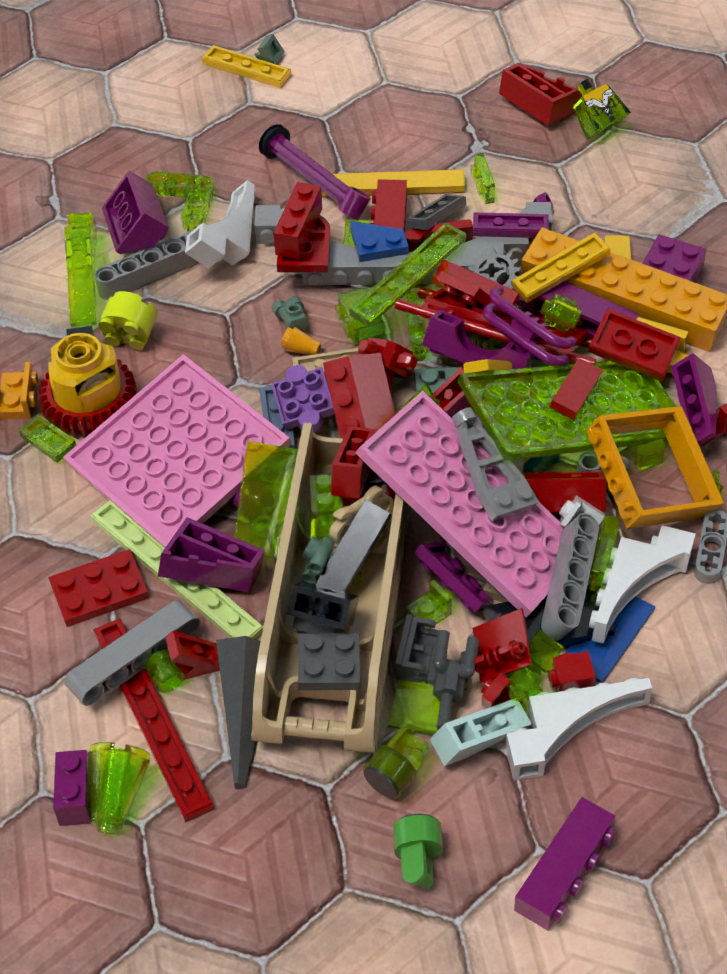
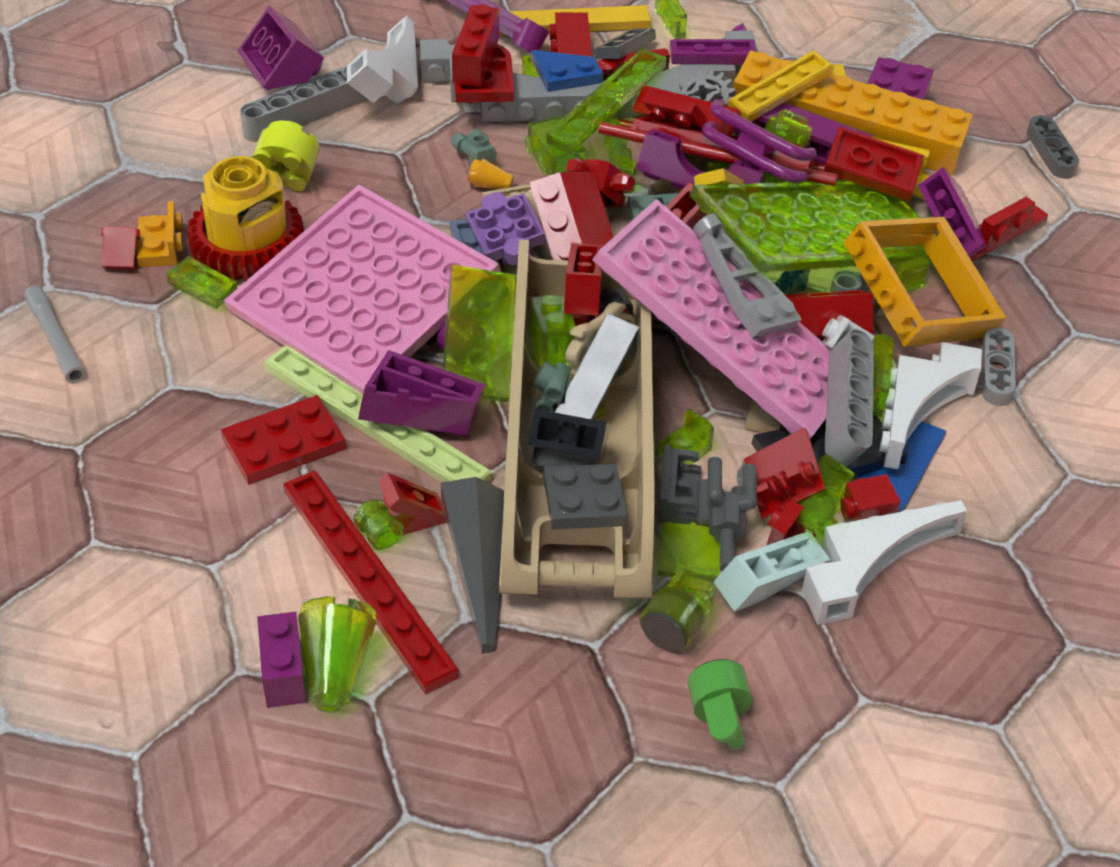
camera: 10 degrees left, 5 degrees down
(80, 263) = (222, 103): clear neon green arch -> none
(129, 653) = (332, 505): light grey beam -> none
(193, 194) = (342, 28): clear neon green beam -> none
(435, 559) = (686, 387): magenta wing -> none
(565, 863) = (899, 711): magenta brick -> none
(575, 388) = (822, 203): red tile -> none

